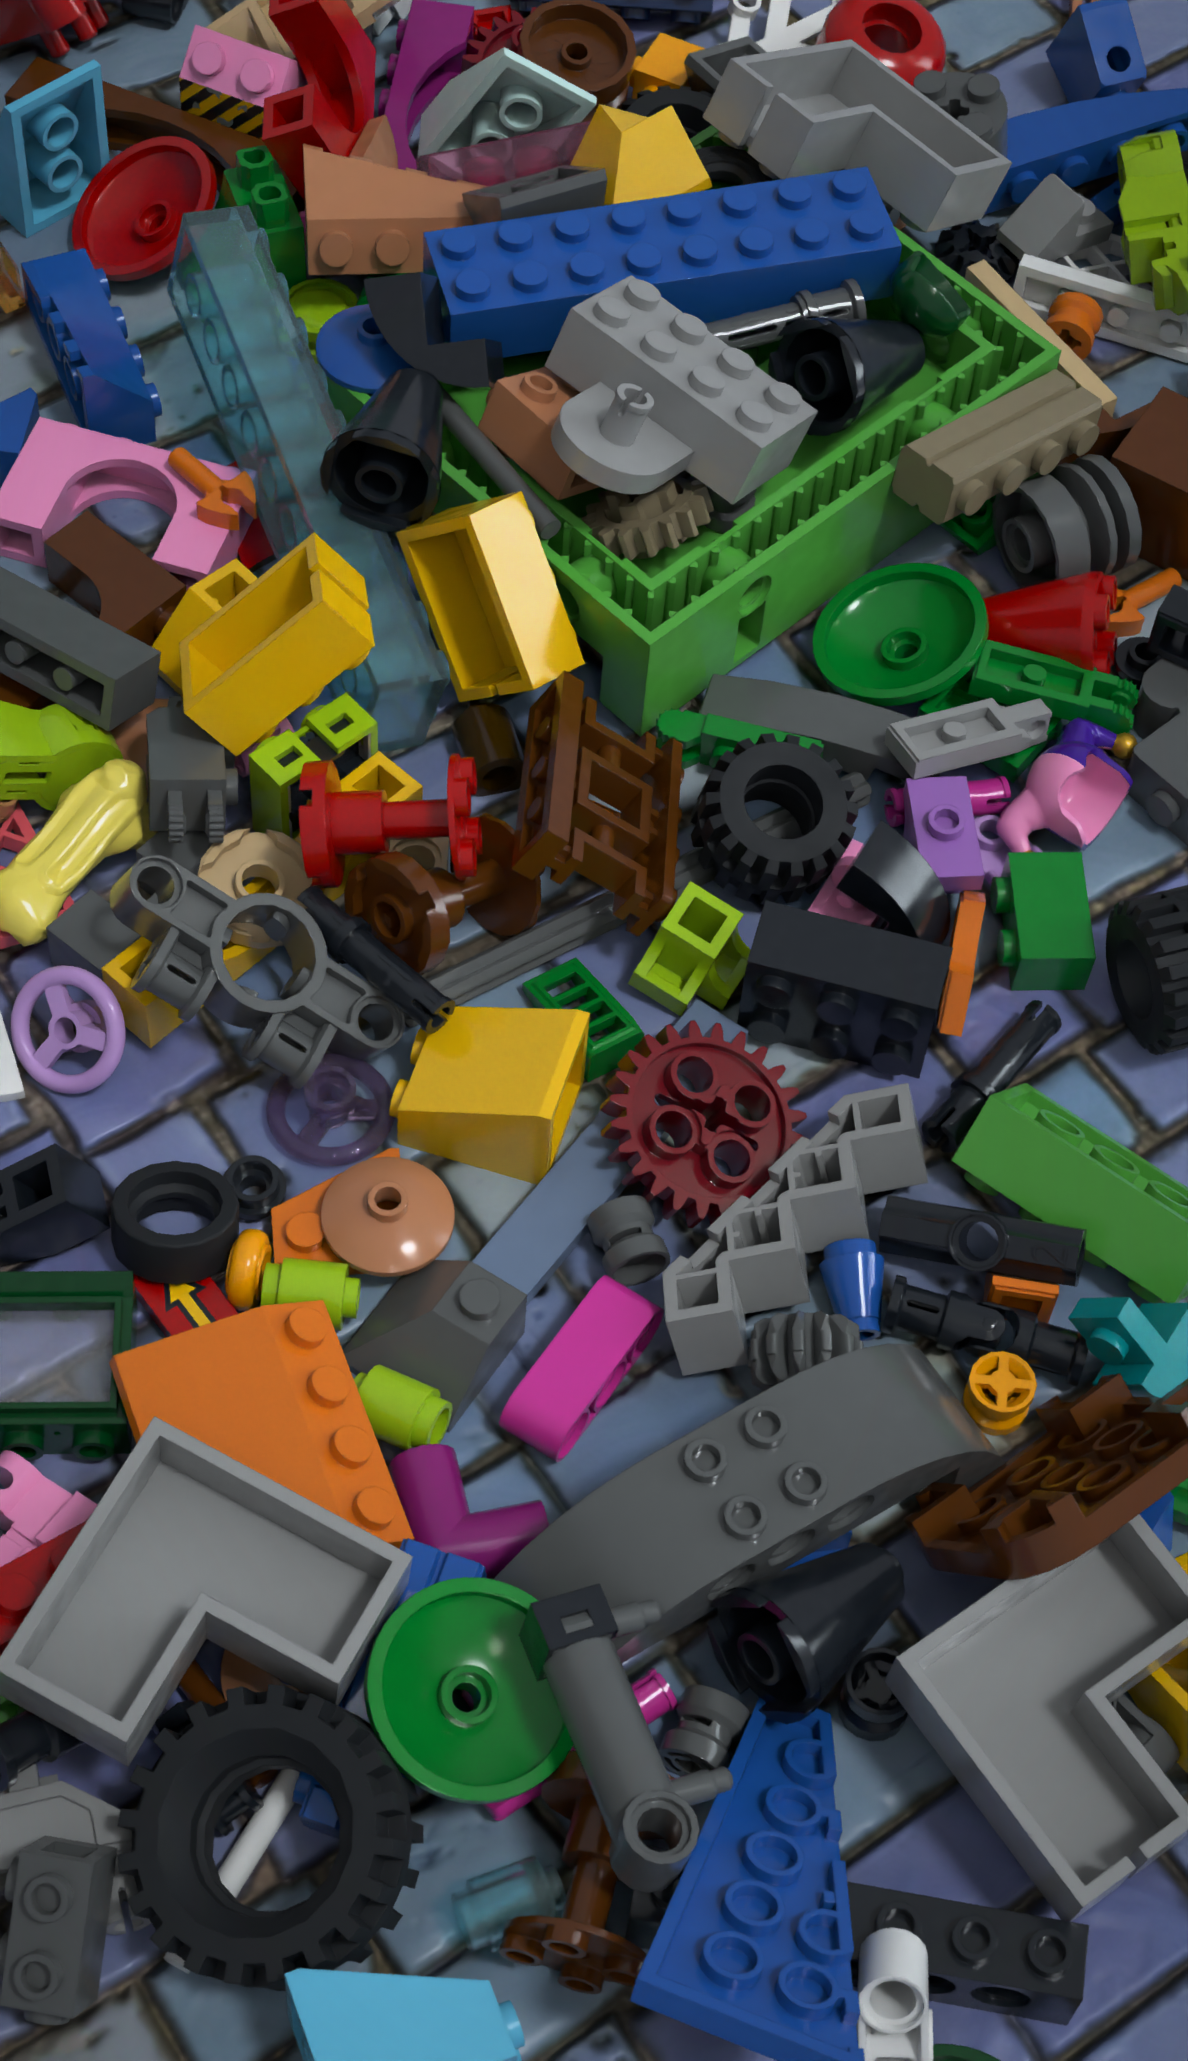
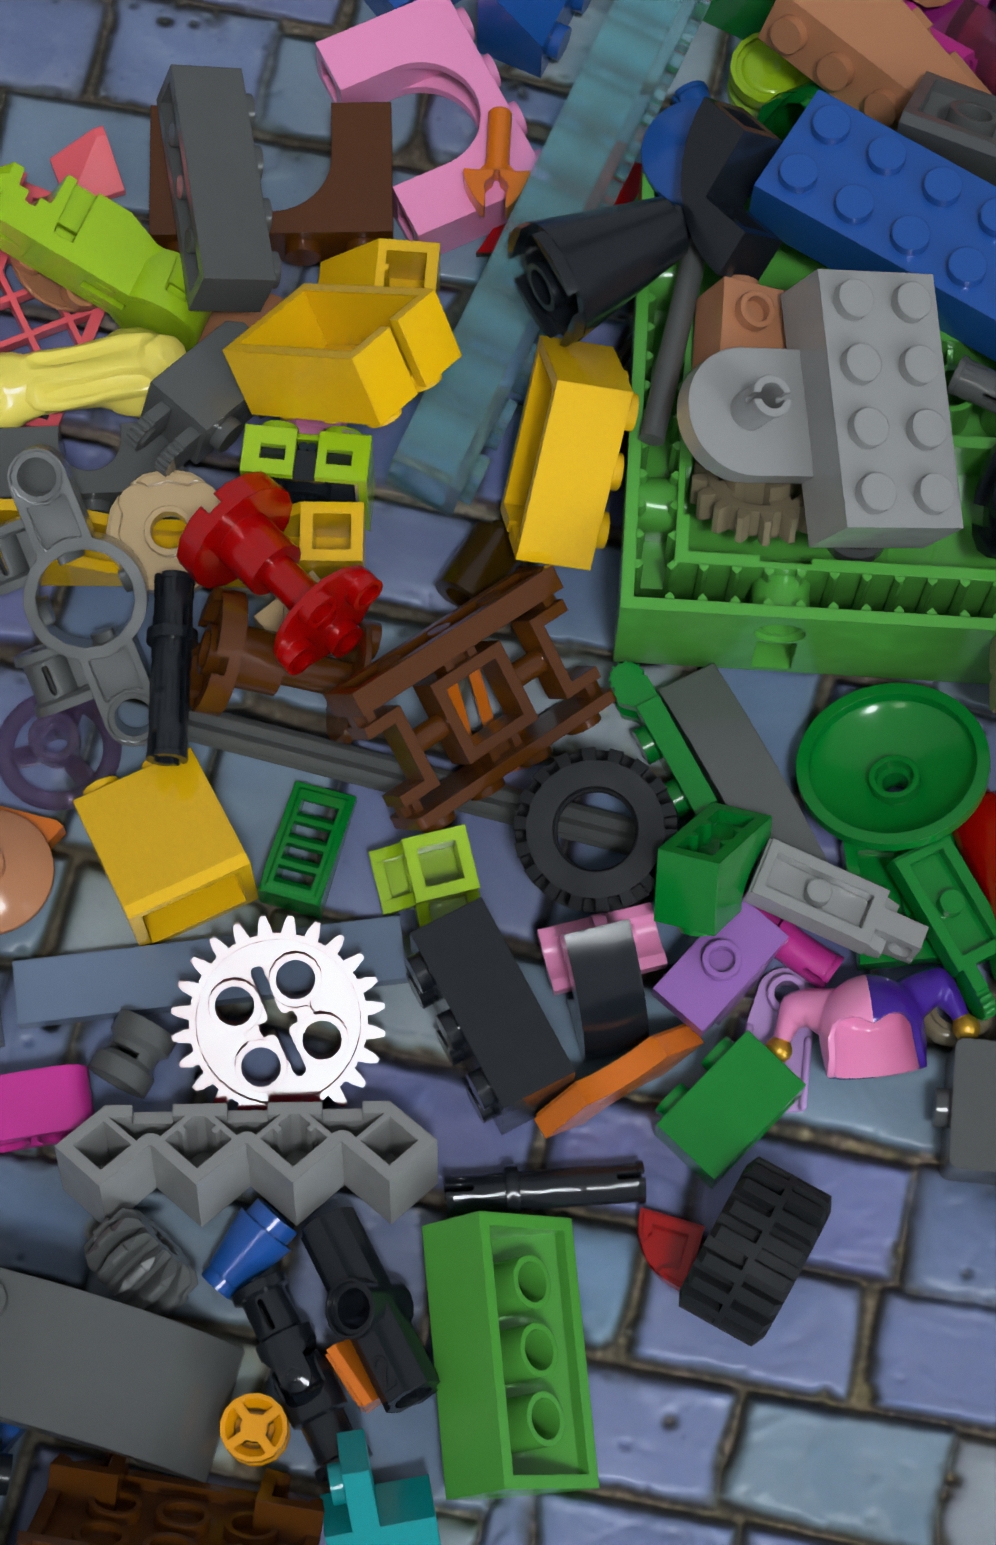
camera: 50 degrees right, 15 degrees up
(881, 770) = (707, 868): none -> green arch
(1104, 1042) = (668, 1245): none -> red tile

